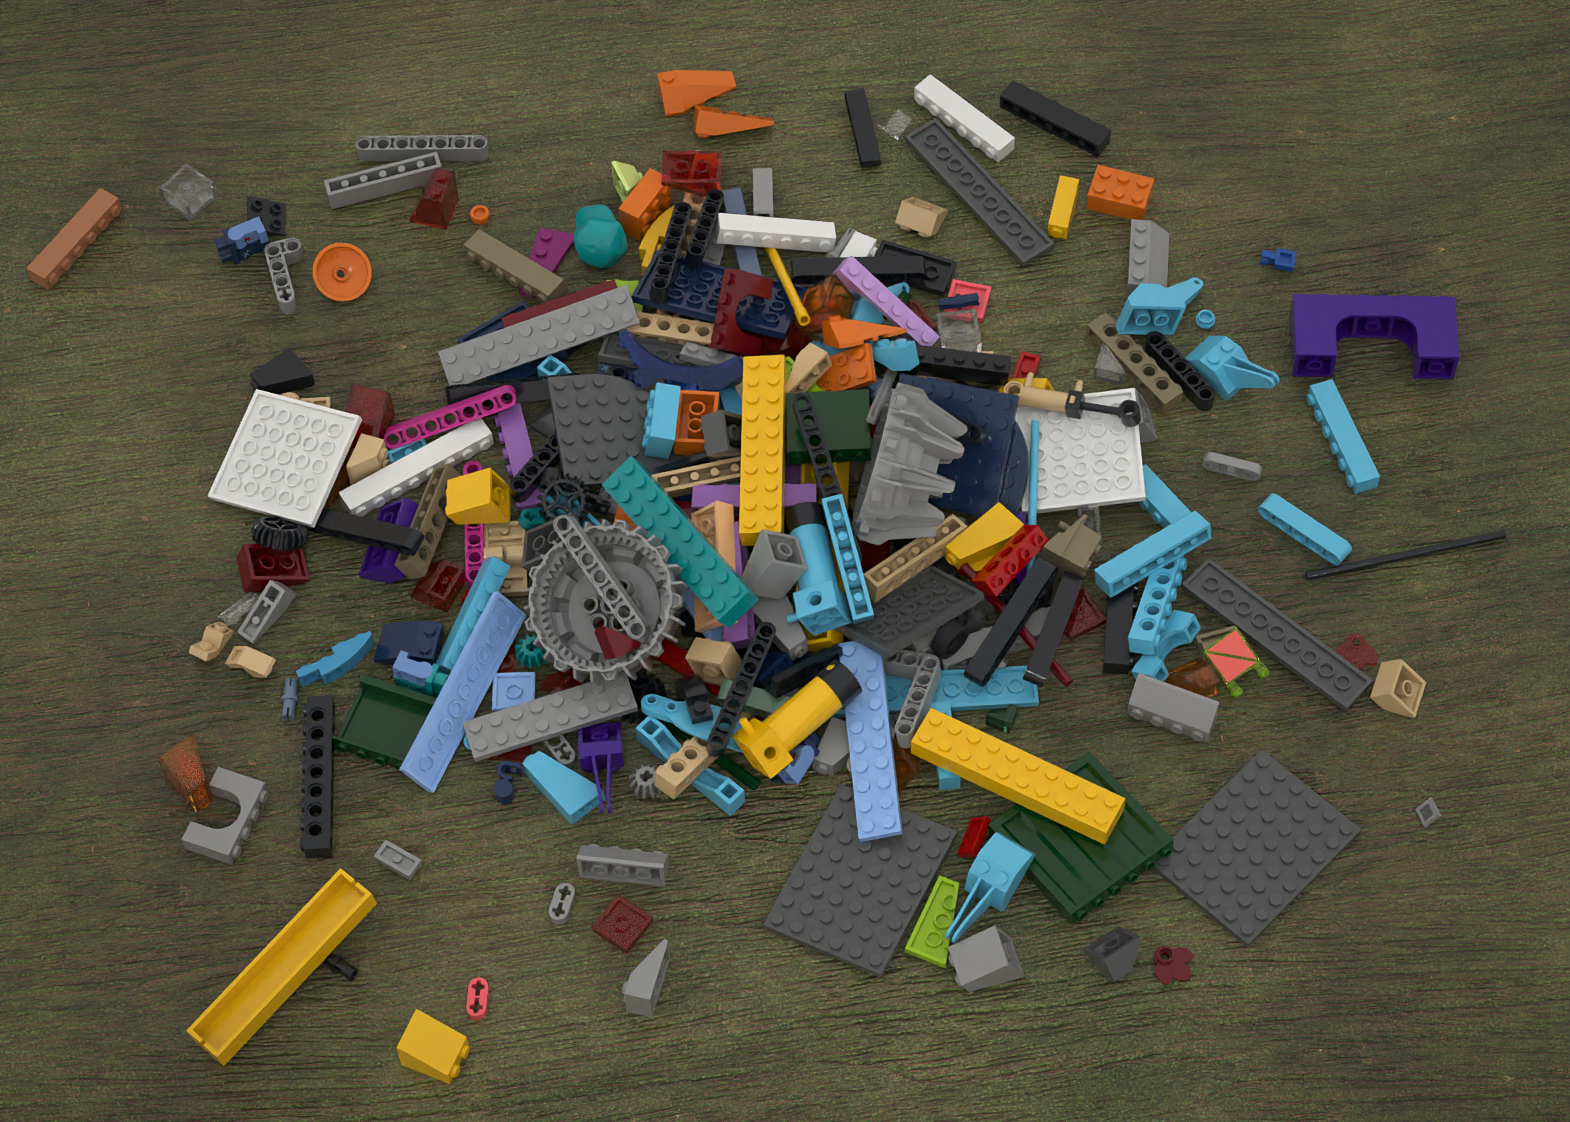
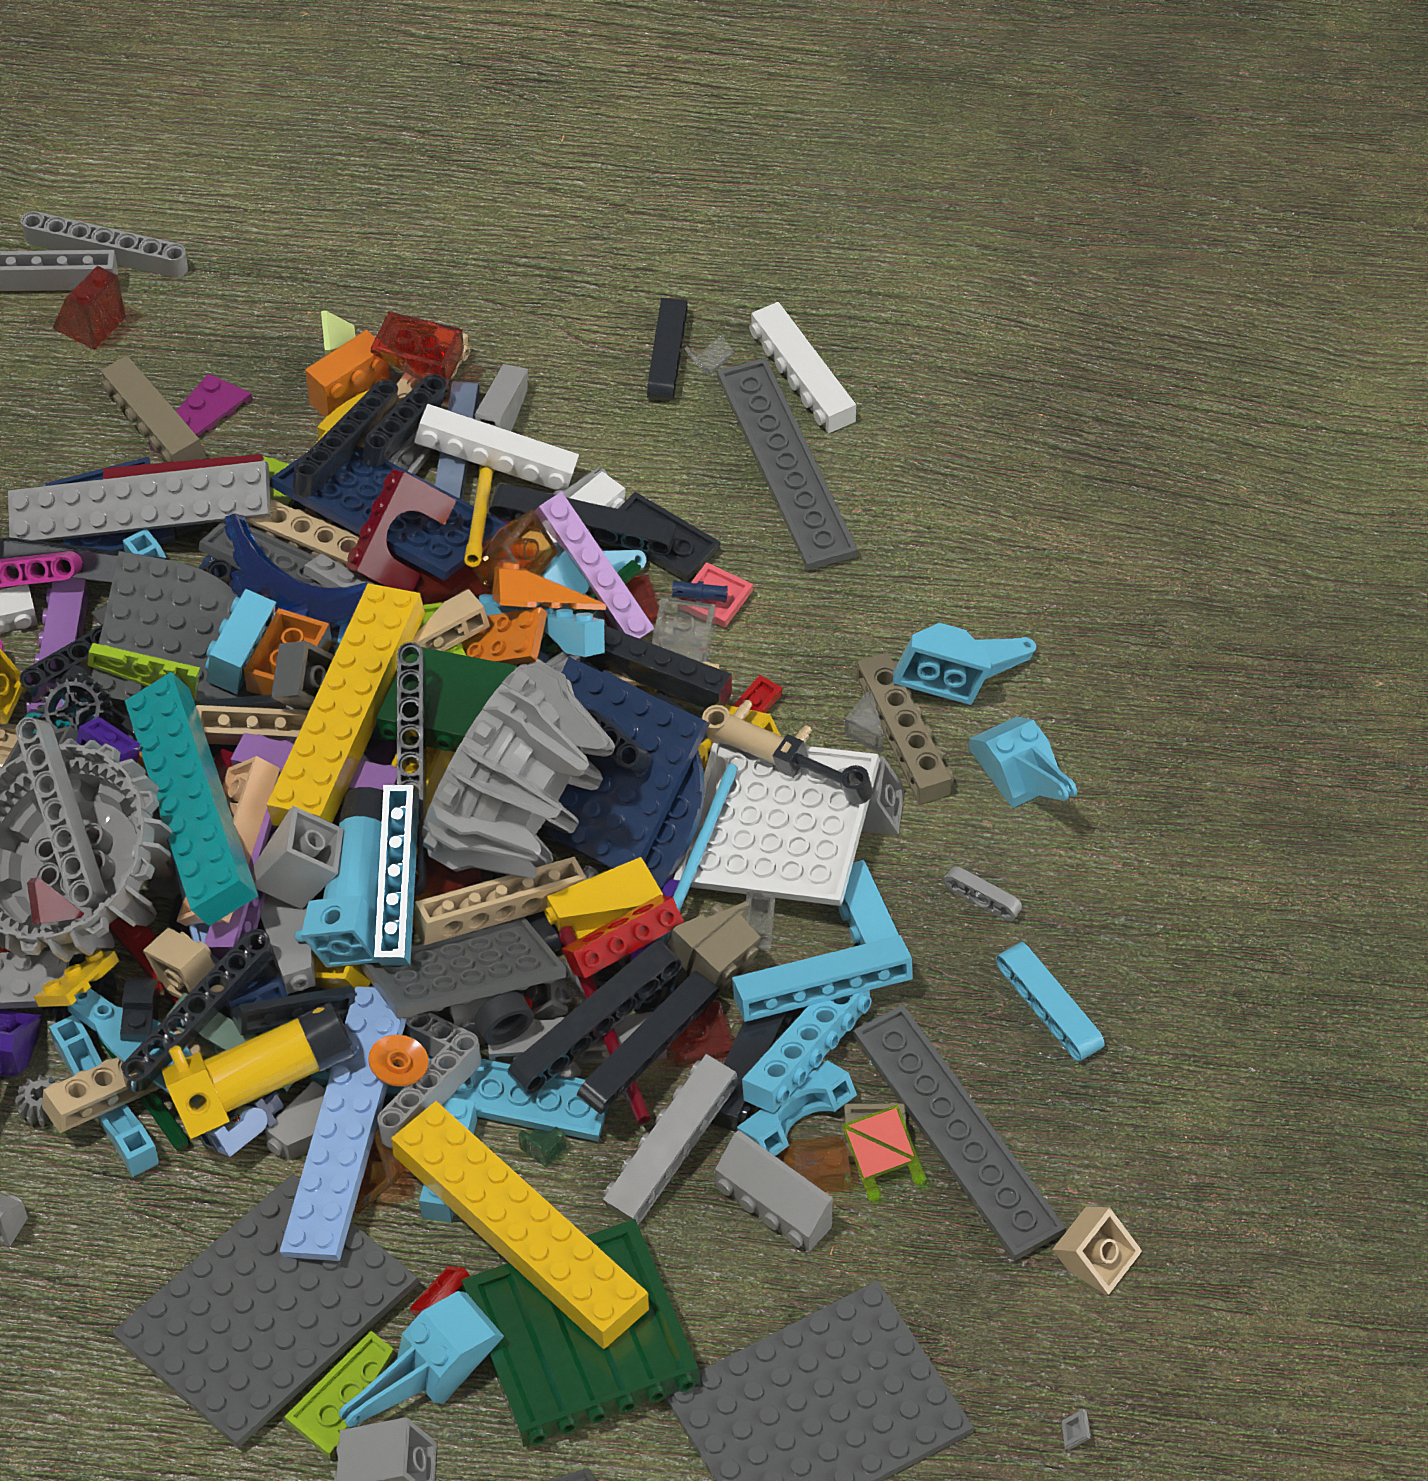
camera: 15 degrees right, 5 degrees down
(479, 214) = (142, 341): orange tile -> none
(597, 512) = (105, 733): none -> dark purple panel
(599, 237) = (270, 400): teal piece -> none
(601, 458) = (140, 667): none -> lime wing
(644, 691) = (76, 979): none -> yellow wing
(688, 88) = (466, 249): orange wedge -> none
(715, 122) = (481, 297): orange wedge -> none
(892, 680) = (398, 1051): none -> orange dish
(920, 216) = (697, 474): tan slope -> none
(1055, 118) = (922, 395): black brick -> none
(1063, 207) = (886, 507): yellow slope -> none
(1092, 691) = (671, 1139): none -> light grey brick
(1120, 193) = (969, 508): orange brick -> none
(1147, 255) = (976, 592): light grey slope -> none
(1187, 374) = (960, 752): black beam -> none
(1205, 319) = (1022, 695): medium azure plate -> none
(1281, 259) = (1153, 643): blue plate -> none
(1343, 436) = (1149, 893): medium azure brick -> none
(1357, 654) = (1058, 1188): clear red plate -> none
(1405, 555) = (1178, 1072): black piece -> none
(1420, 322) = (1180, 734): dark purple arch -> none

